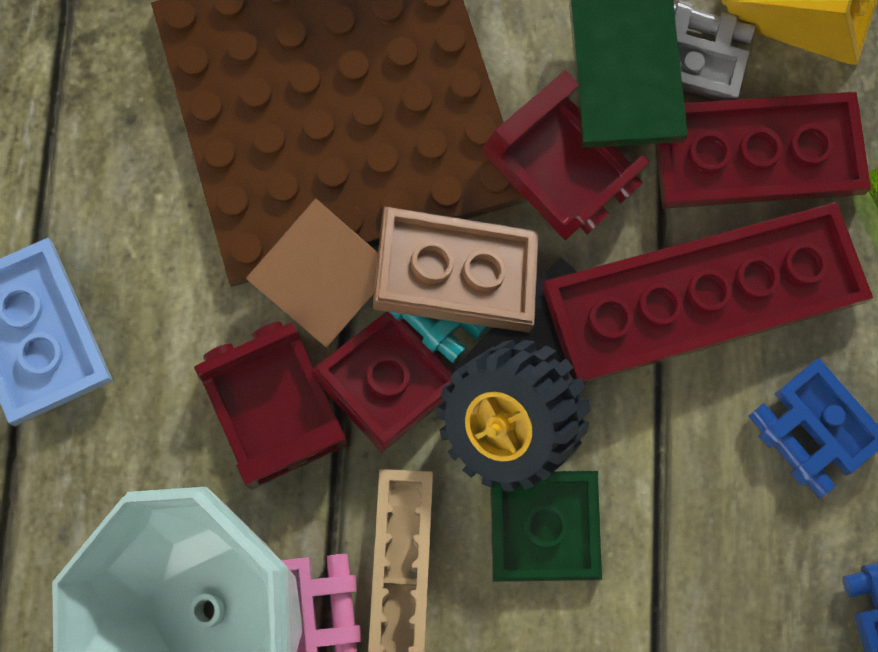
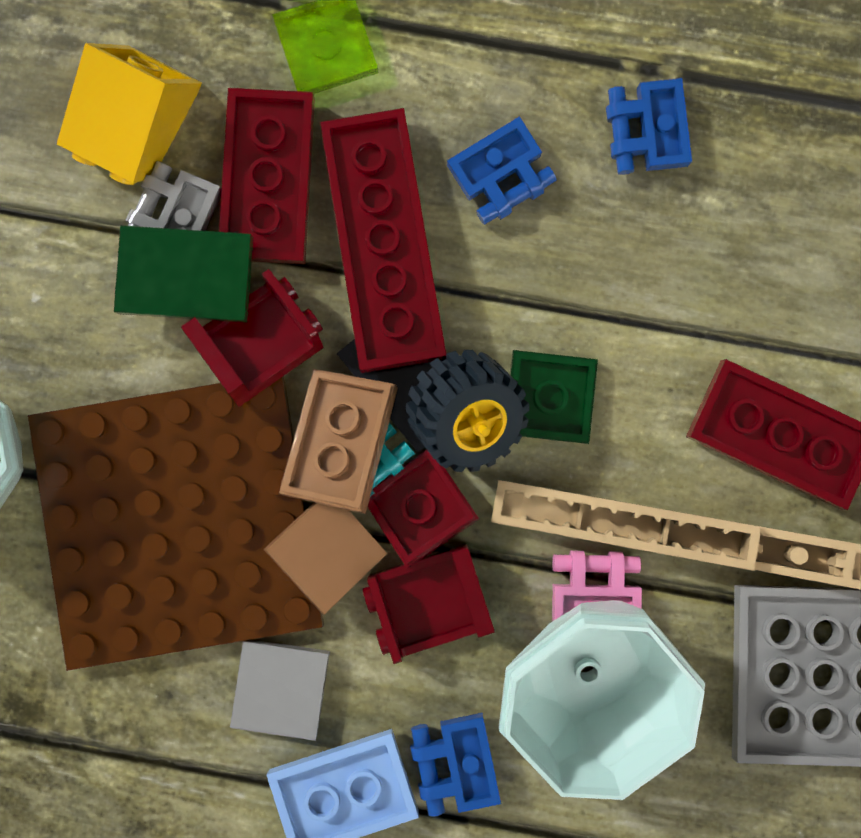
camera: 80 degrees left, 10 degrees up
(79, 478) = (469, 764): none -> blue plate
(149, 243) = (280, 689): none -> light grey tile

